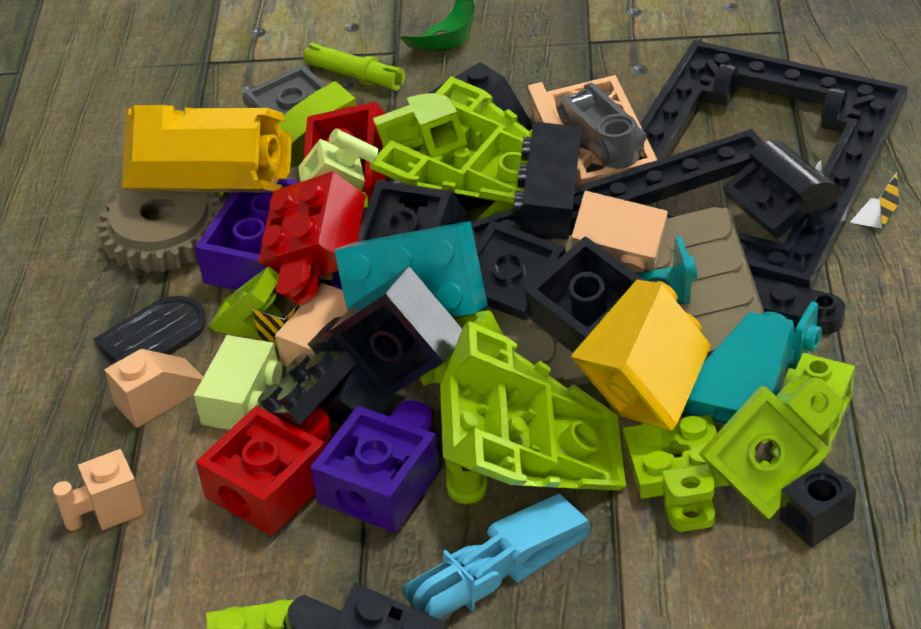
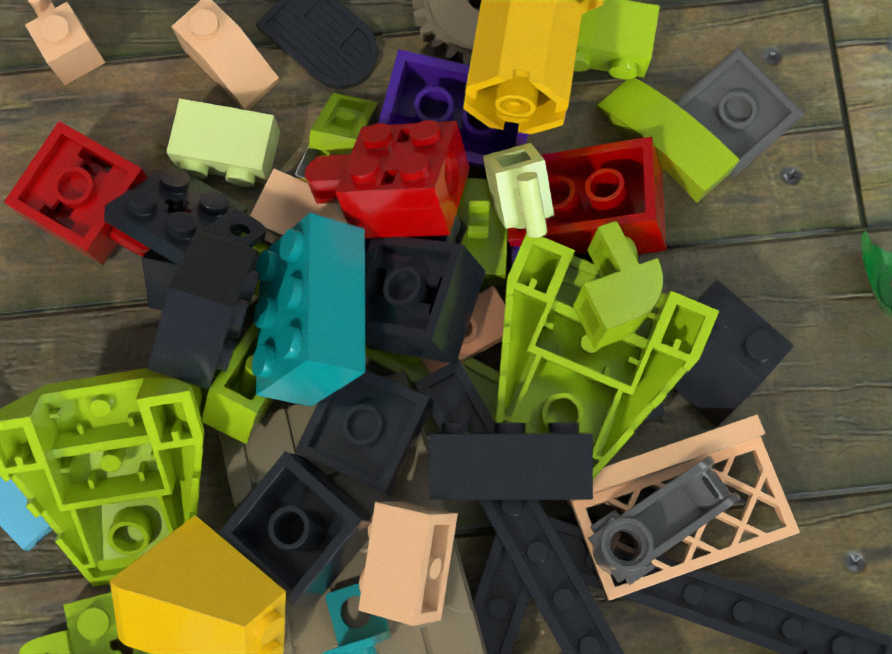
camera: 80 degrees right, 35 degrees up
(365, 69) = (807, 195): lime pin -> none
(379, 464) = (76, 310): dark purple brick -> none

